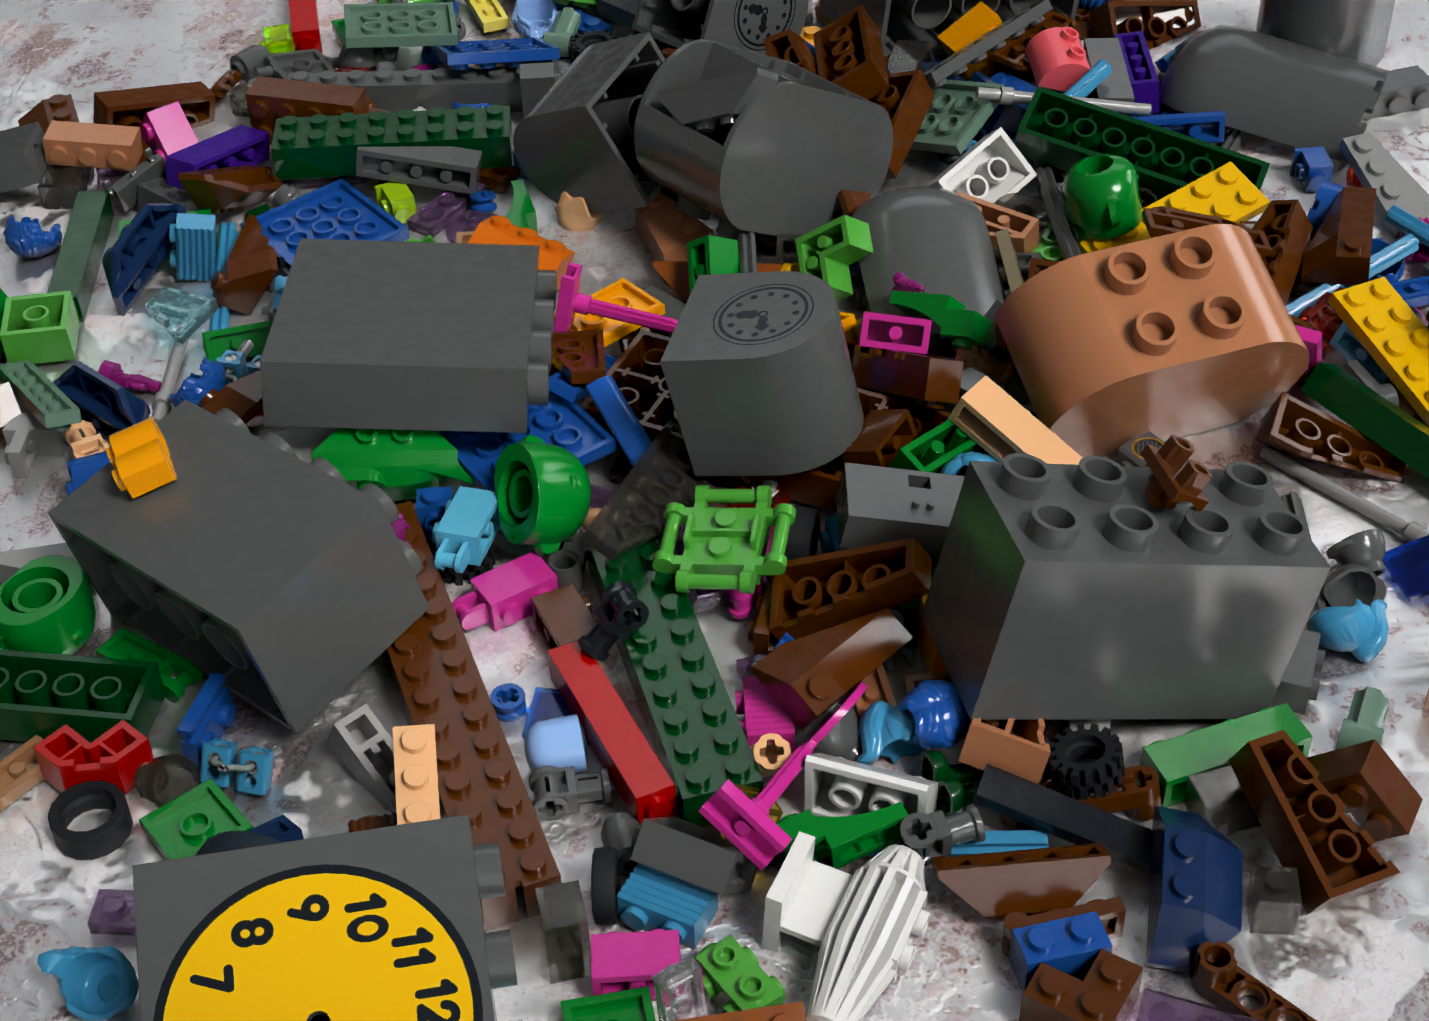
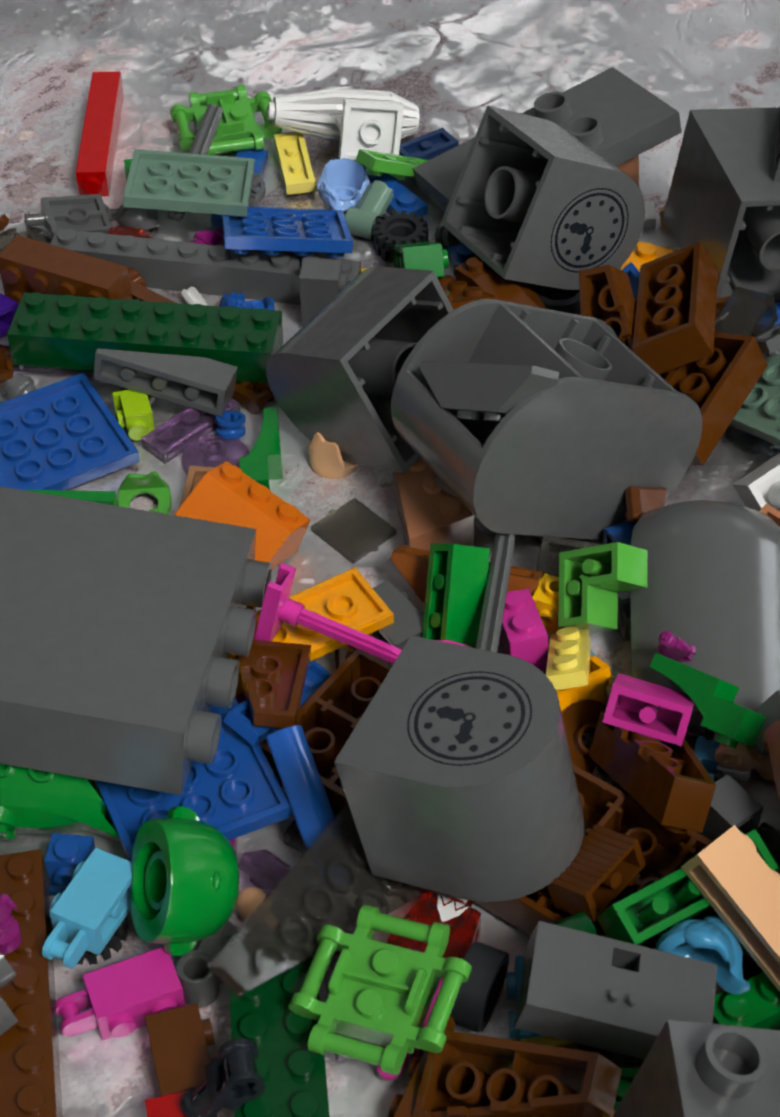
camera: 10 degrees right, 5 degrees up
(248, 59) = (24, 201): dark grey brick -> none
(278, 39) = (60, 179): clear neon green brick -> none
(611, 263) = (353, 530): none -> clear smoke piece

